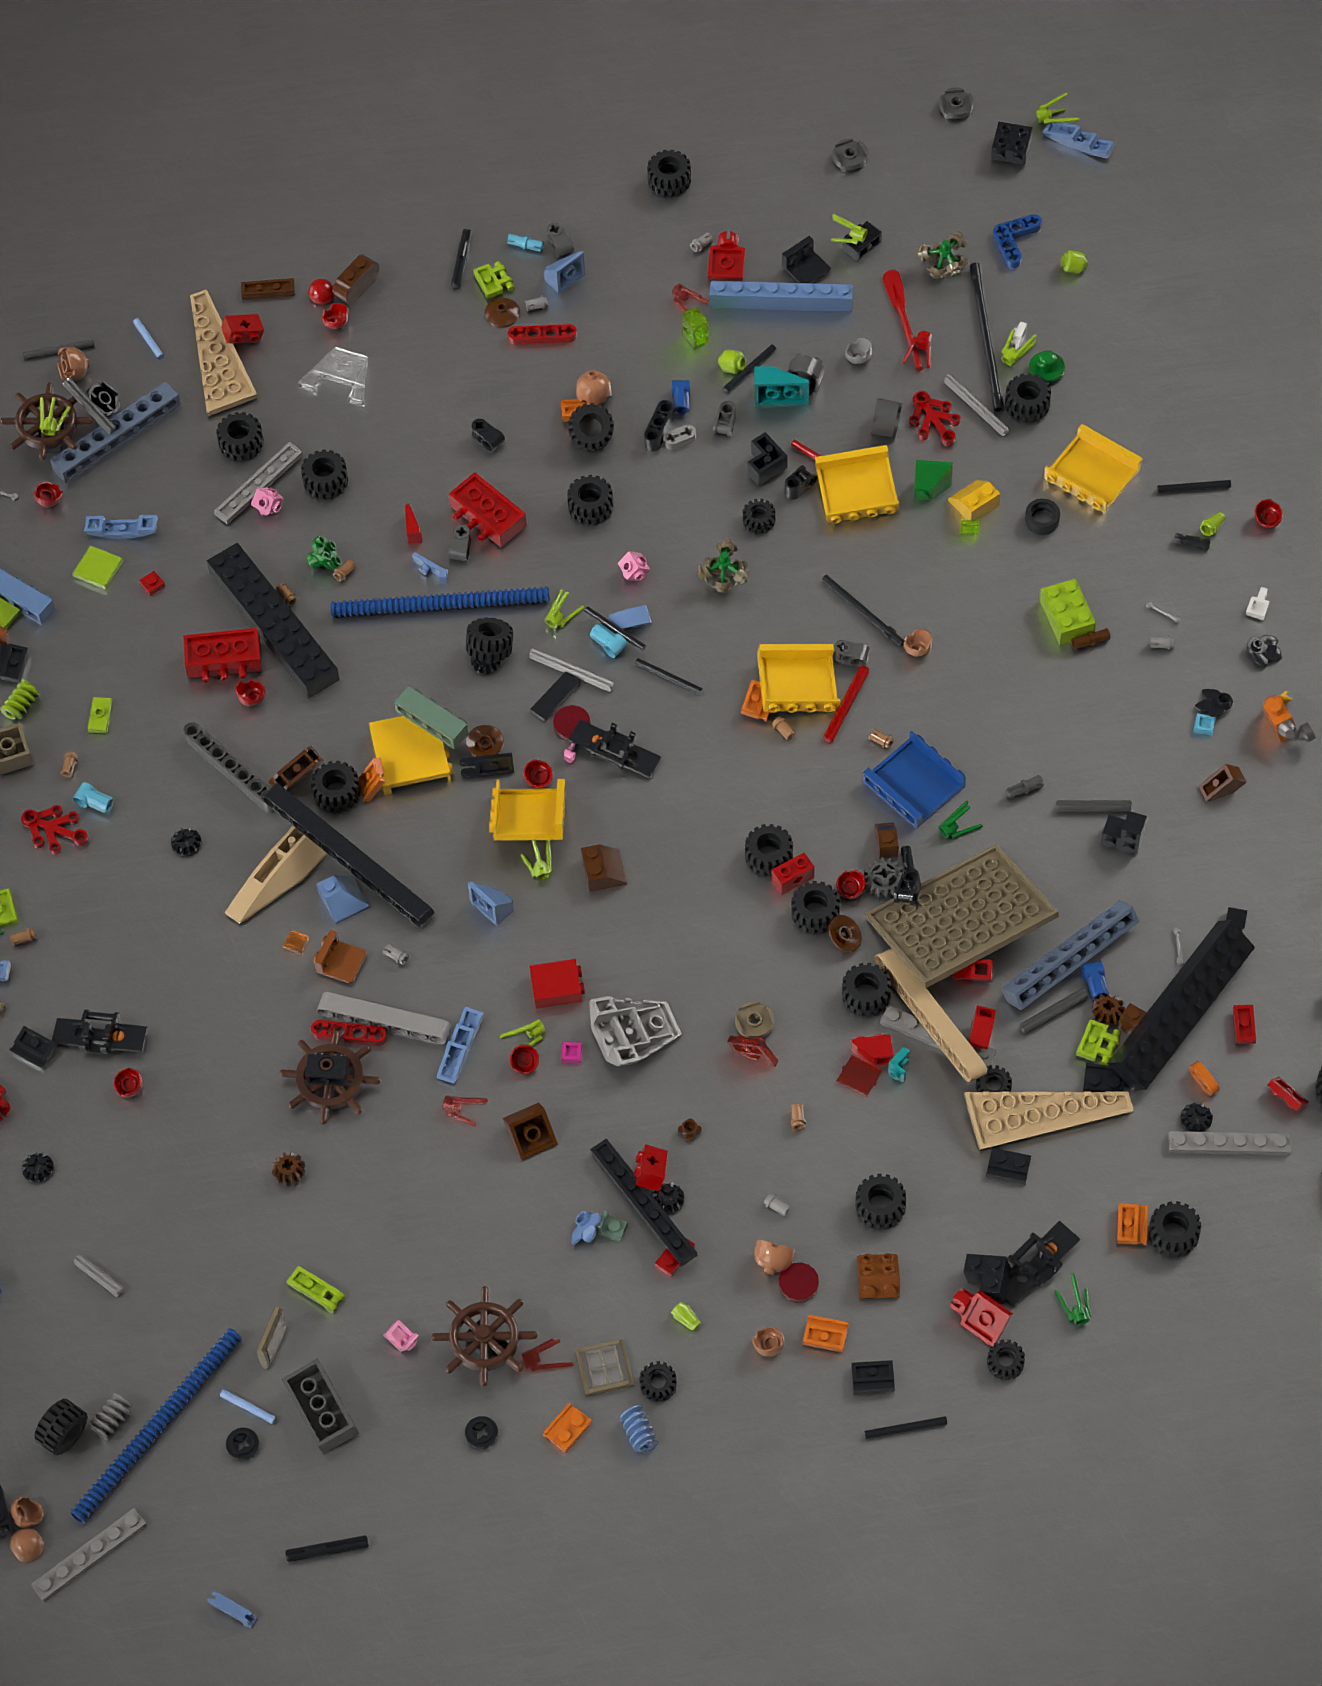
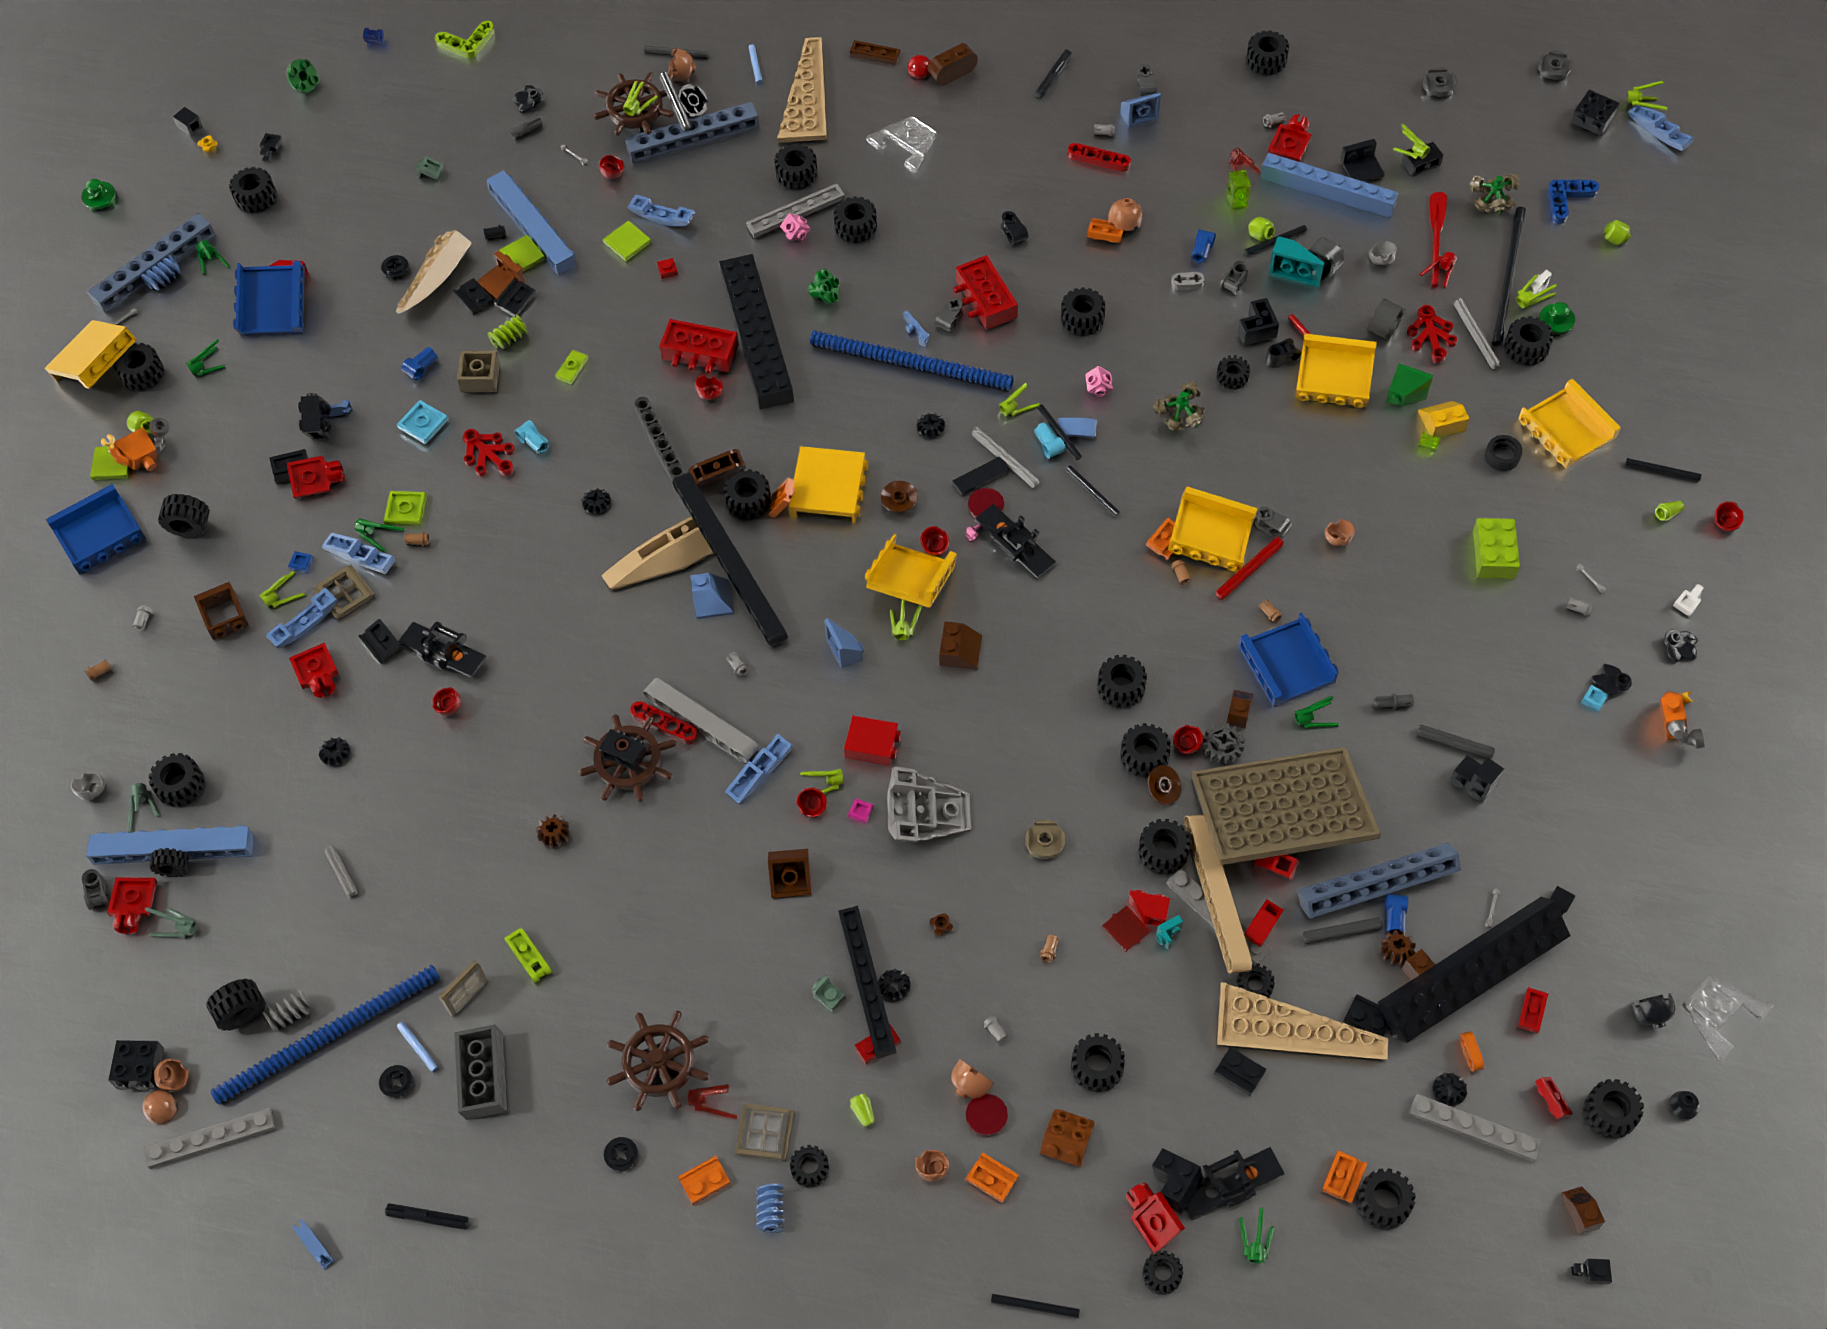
camera: 20 degrees right, 0 degrees up
(70, 759) = (525, 401): medium nougat pin -> none
(242, 328) = (837, 77): red brick -> none
(286, 595) = (778, 315): medium nougat pin -> none
(295, 942) = (653, 623): clear orange tile -> none
(336, 316) = (922, 92): red hair -> none
(338, 959) = (683, 650): dark orange bracket -> none
(341, 572) = (838, 307): medium nougat pin -> none
(401, 1336) = (585, 1030): bright pink bracket -> none
(413, 531) = (912, 288): red slope -> none
(431, 717) = (857, 458): sand green brick -> none
(454, 1104) = (731, 822): clear red plant -> none
(487, 765) = (892, 518): black hinge -> none
(488, 281) = (1069, 98): lime plate -> none
(489, 639) = (939, 406): black tyre -> none
(504, 317) = (1071, 129): reddish brown dish -> none
(525, 242) = (1115, 76): medium azure pin -> none
(586, 1227) = (801, 989): medium blue plate -> none
(595, 412) = (1108, 233): black tyre -> none
(650, 1167) = (887, 949): red brick -> none
(662, 416) = (1173, 263): black beam -> none
(752, 1048) = (1032, 866): clear red wing -> none
(793, 873) = (1136, 710): red brick -> none
(873, 1376) = (1022, 1240): black plate -> none
(888, 631) = (1315, 513): black bar -> none
(907, 857) = (1252, 737): black axle -> none
(908, 887) = (1242, 760): black piece -> none
(1090, 639) = (1510, 581): reddish brown pin -> none
(1092, 1040) = (1371, 973): lime plate -> none
(1192, 541) = (1643, 520): black axle -> none
(1222, 782) = (1593, 760): reddish brown slope -> none

